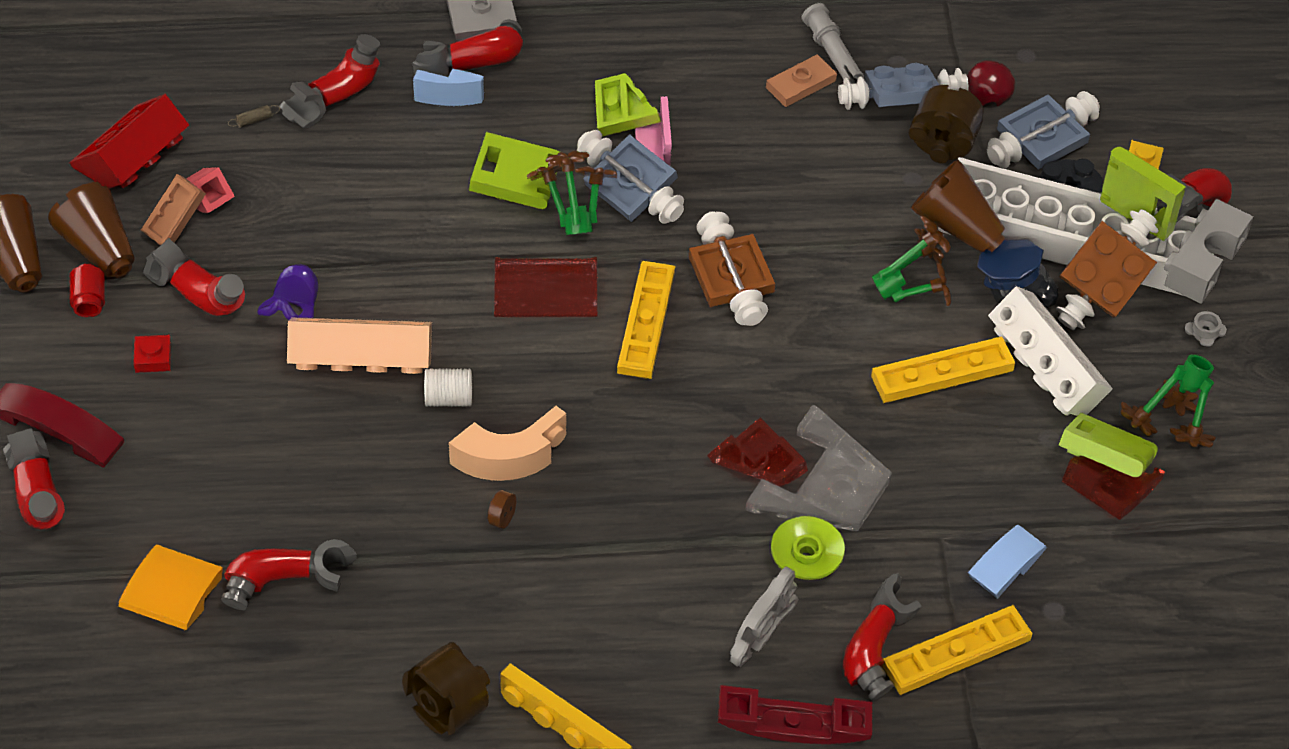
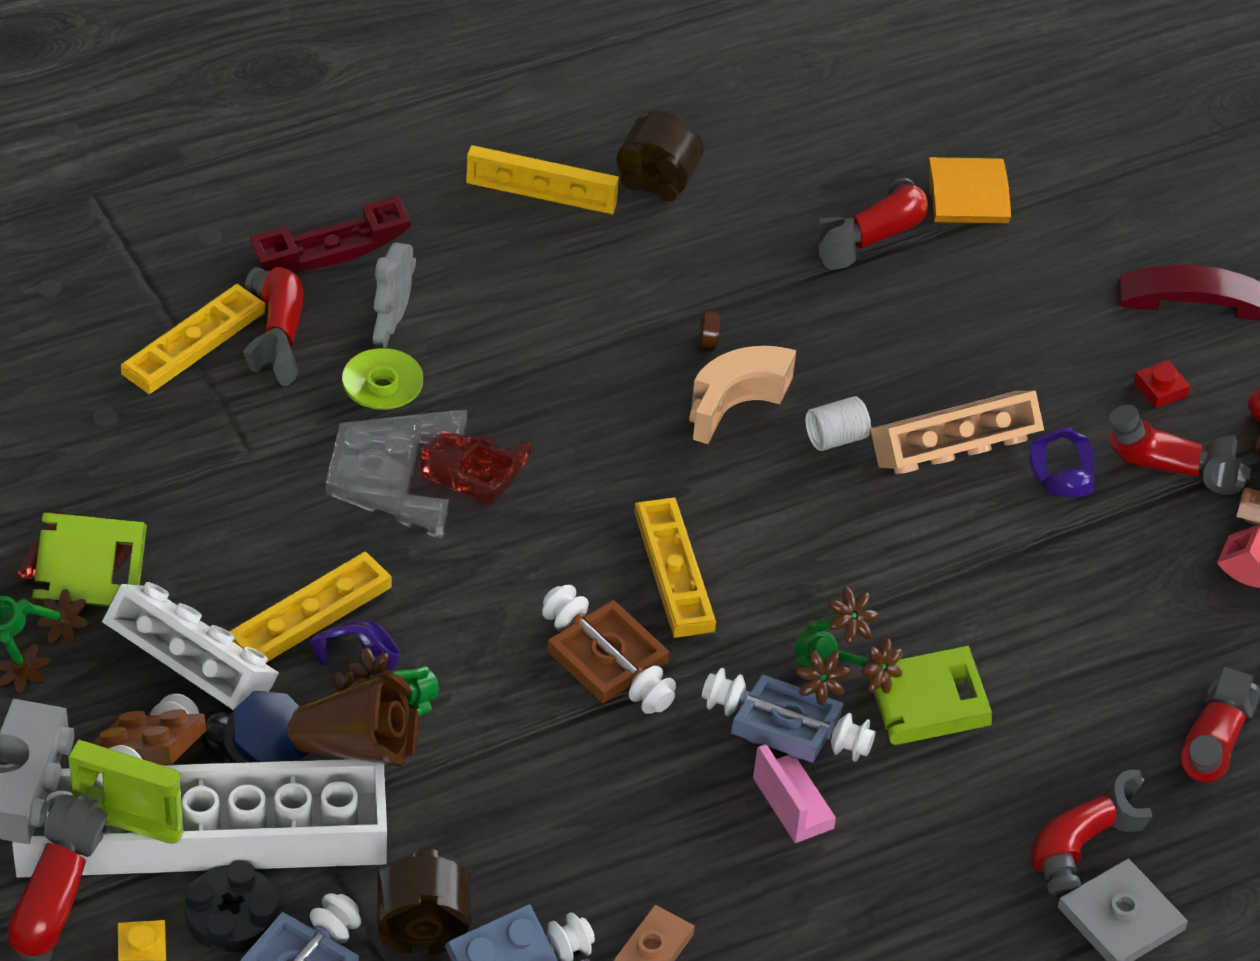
camera: 155 degrees right, 5 degrees down
(33, 480) = (1149, 220): piece -> none
(456, 90) = (1067, 773): light blue slope -> none
(545, 287) = (806, 579): clear red piece -> none
(622, 106) = (856, 816): lime wing -> none
(903, 316) = (371, 636): none -> dark purple piece
(1006, 560) = (167, 433): light blue slope -> none

